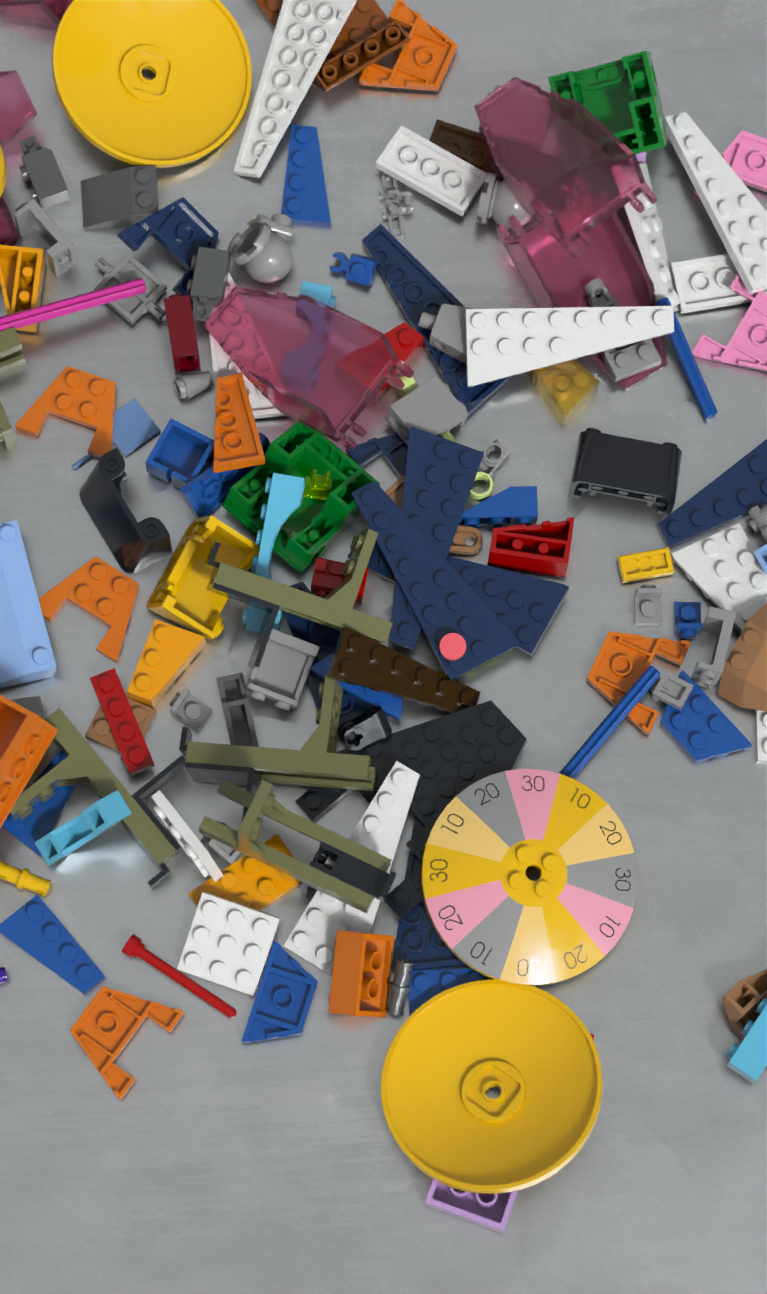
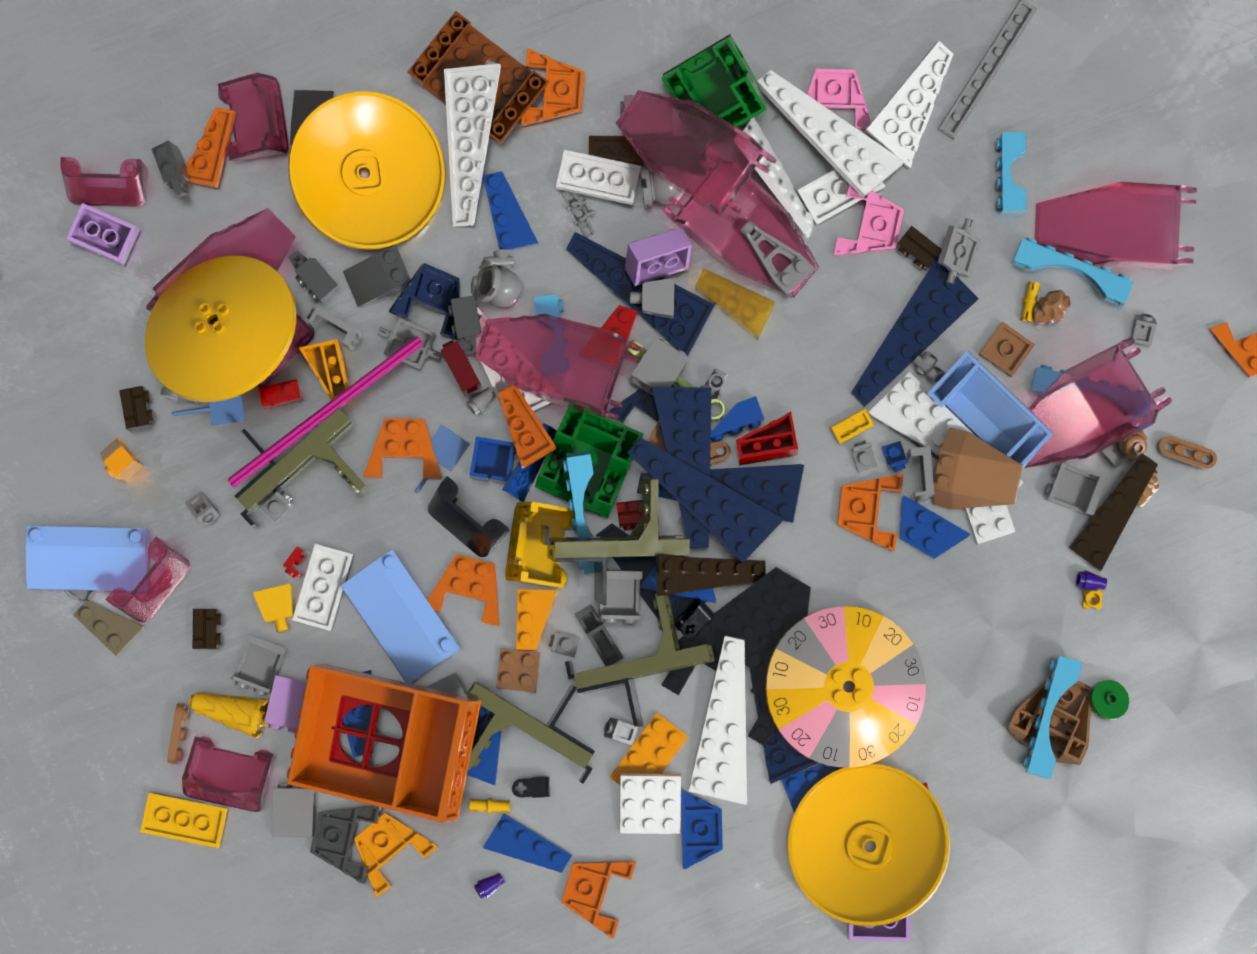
camera: 15 degrees left, 10 degrees up
(83, 827) = (528, 754): medium azure arch -> none
(89, 874) = (536, 787): none -> black piece
(122, 722) = (519, 670): red plate -> none
(135, 948) = (586, 828): red piece -> none
(185, 837) = (595, 742): white plate -> none
(318, 485) = (599, 450): clear neon green plate -> none
(339, 866) = (709, 728): olive piece -> none
(357, 268) = (570, 271): blue plate -> none
(361, 974) = (750, 795): orange slope -> none
(399, 986) = (780, 793): dark grey pin -> none
(452, 646) = (737, 540): coral tile -> none
(472, 278) = (658, 256): none -> lavender brick
(528, 339) = (716, 289): white wing -> none
(611, 722) = (864, 555): blue axle -> none
(626, 469) = (815, 360): black windscreen -> none
(671, 690) = (900, 514): light grey bracket -> none
(690, 366) = (831, 260): blue axle -> none

